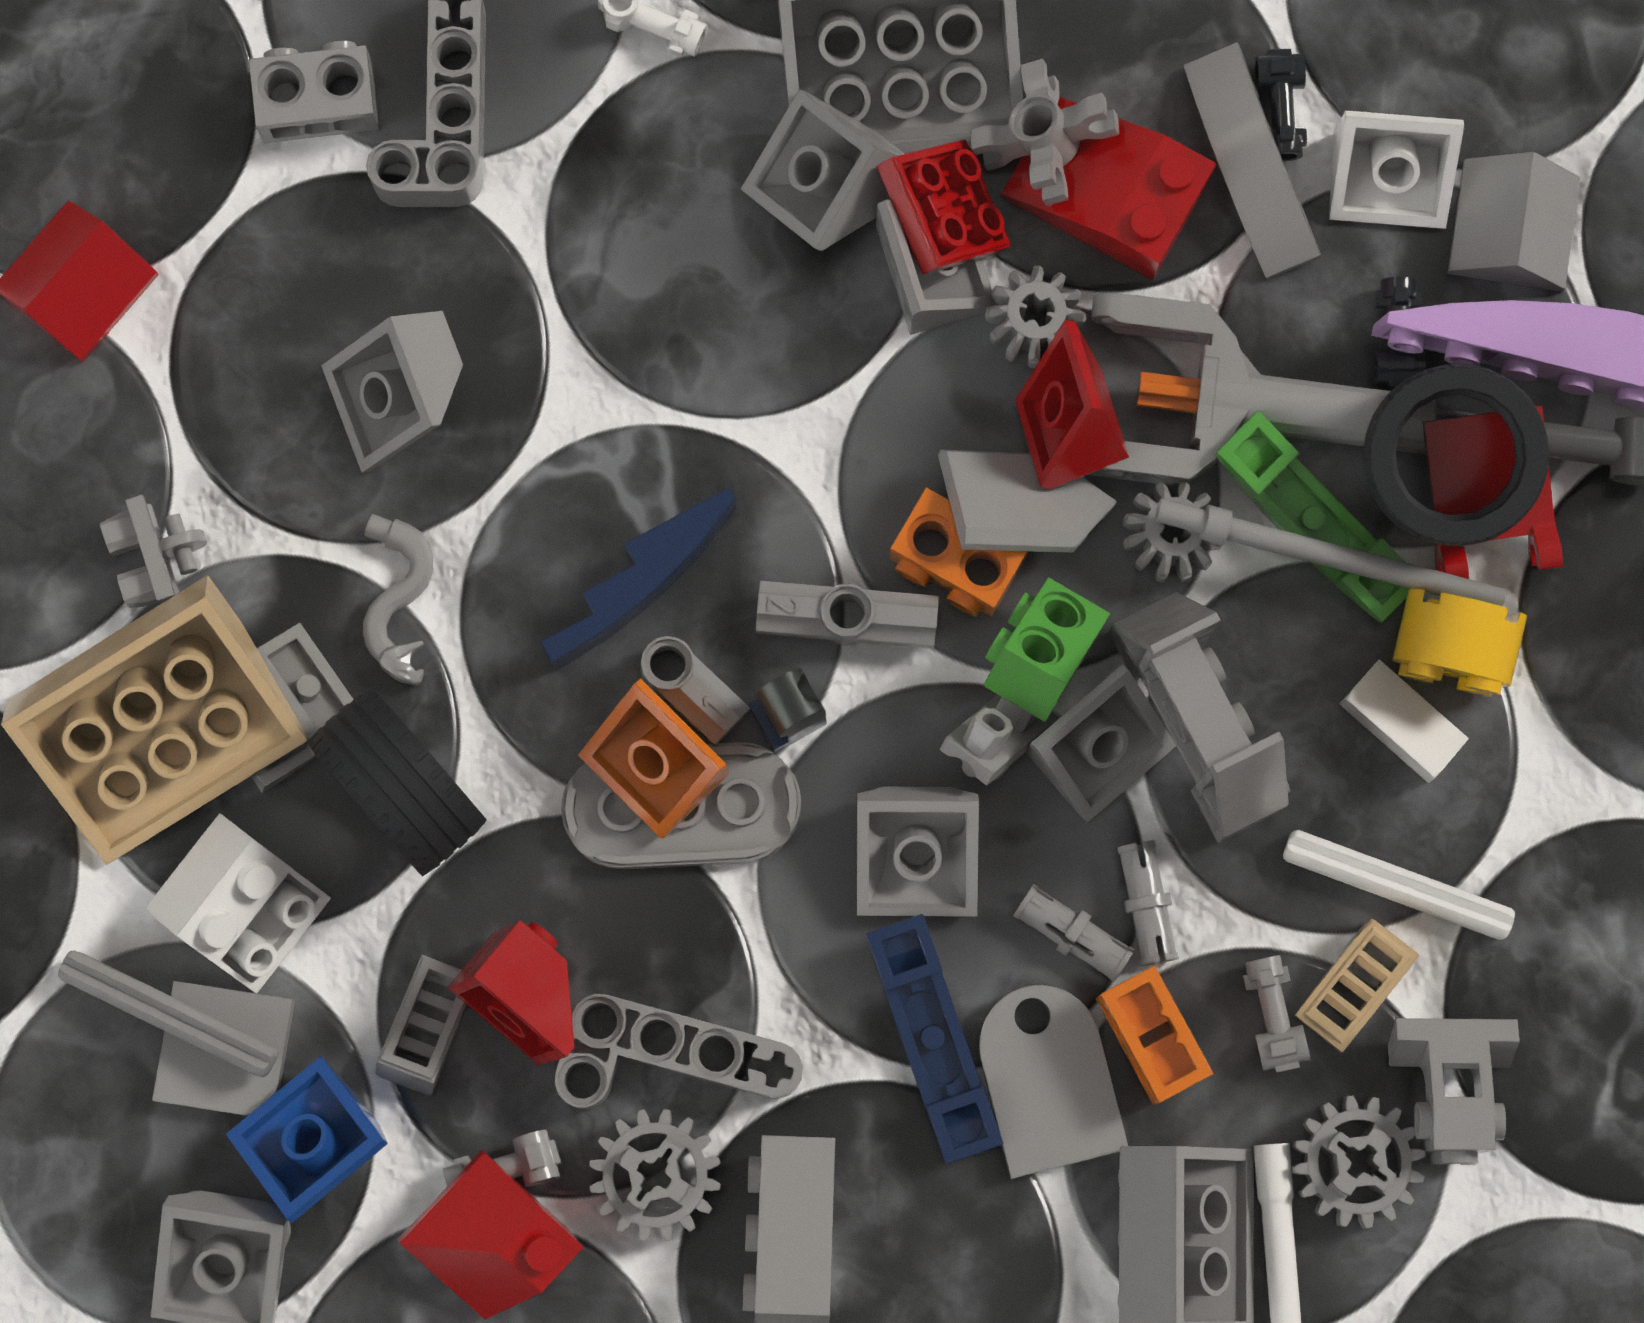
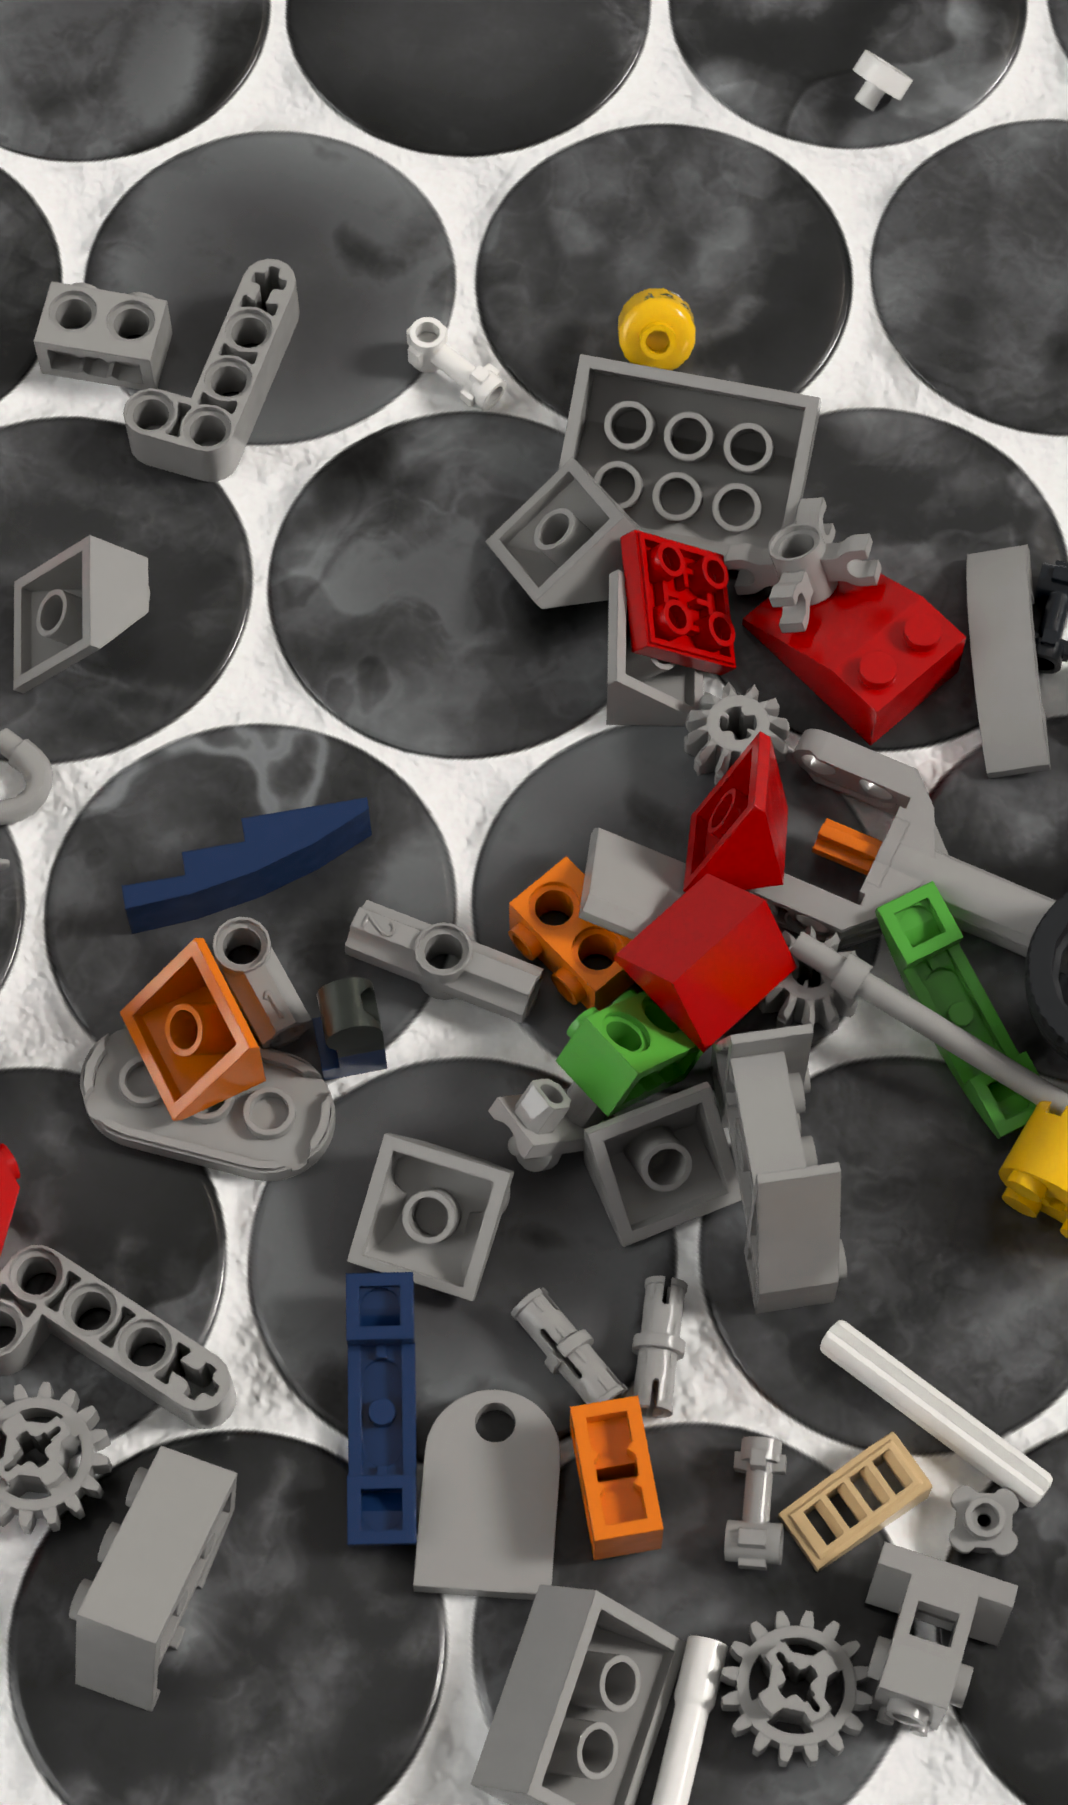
camera: 20 degrees right, 15 degrees down
(1086, 550) = (709, 958): none -> red slope
(1404, 721) = (992, 1247): white slope -> none
(1457, 980) = (969, 1535): none -> light grey plate

